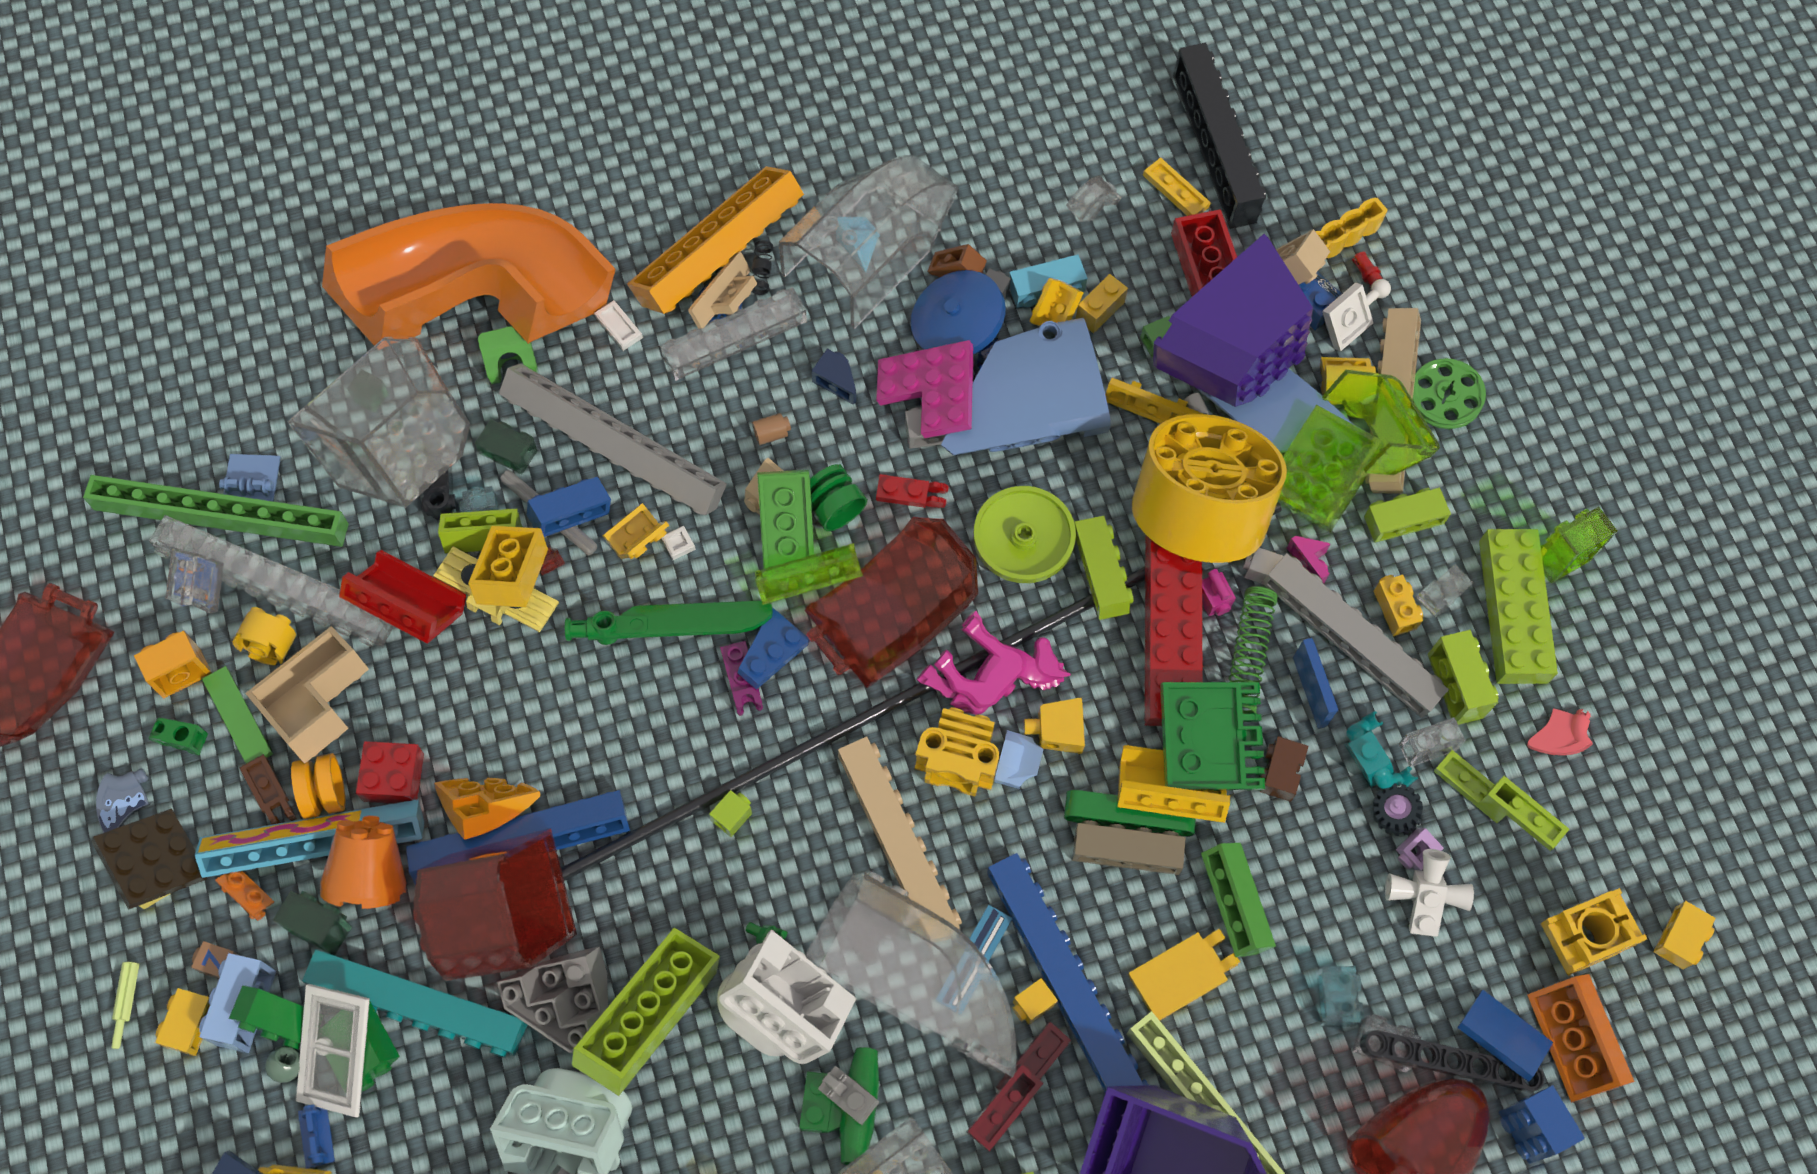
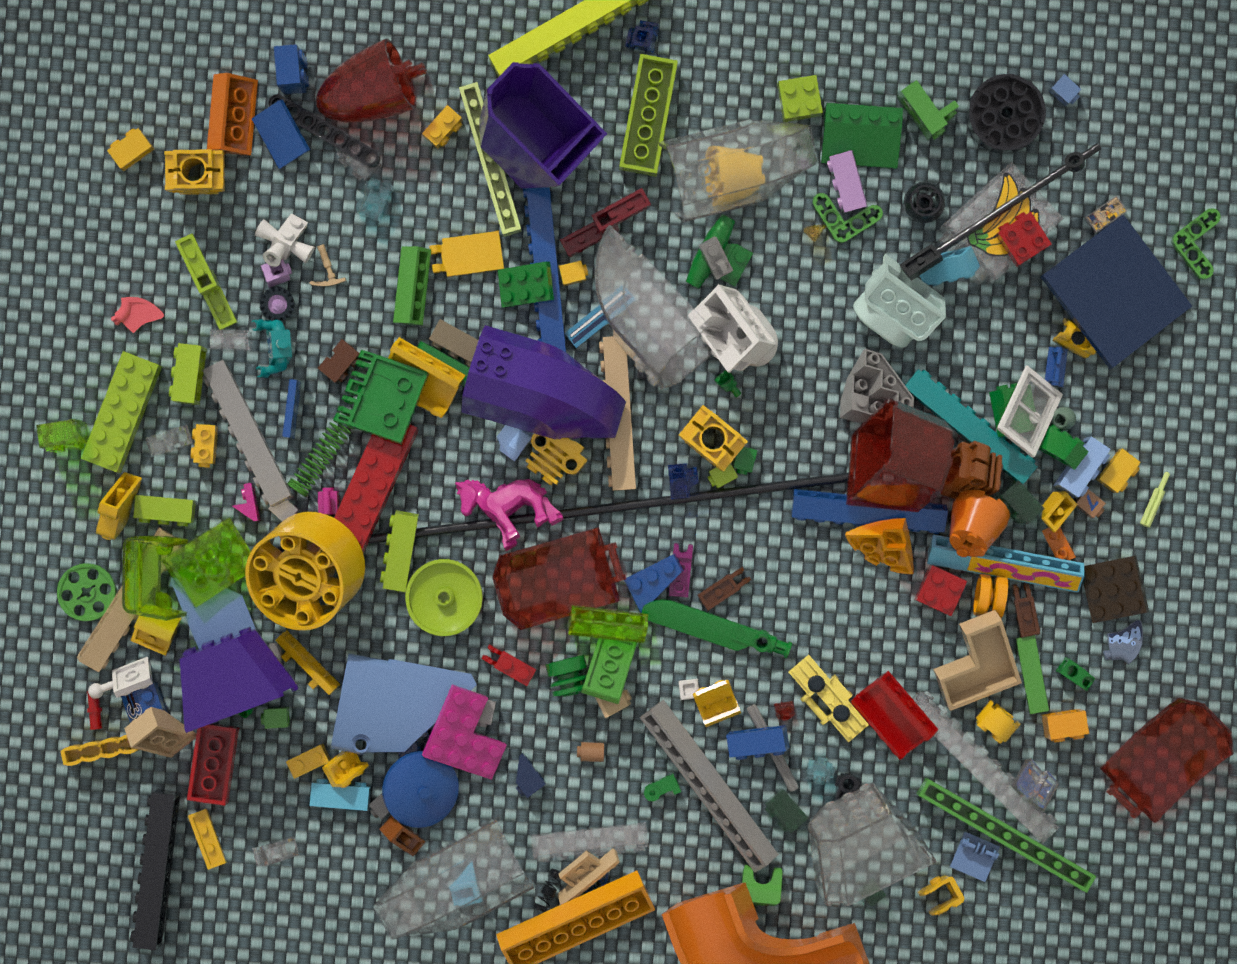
camera: 155 degrees left, 20 degrees up
(258, 933) = (1057, 509): none -> yellow slope
(276, 402) = (957, 896): none -> yellow piece
(383, 936) = (973, 470): none -> dark orange piece
(470, 529) = (825, 747): lime brick -> none
(508, 566) = (815, 704): yellow brick -> none
(618, 325) = (672, 883): white tile -> none
(645, 1011) = (824, 358): lime brick -> none
(669, 420) = (659, 787): none -> green leg
(678, 673) = (722, 589): none -> reddish brown hinge
(708, 843) = (745, 461): none -> green brick
(747, 825) = (732, 440): none -> yellow piece
(782, 785) = (681, 480): none -> clear blue brick
(1016, 814) = (538, 389): none -> dark purple windscreen
(1059, 726) = (478, 450): yellow torso -> none
(1090, 958) = (525, 284): none -> green plate
(1297, 1133) = (442, 127): none -> yellow brick
(1358, 888) = (327, 264): none -> tan piece
(1466, 490) = (116, 506): none -> yellow brick

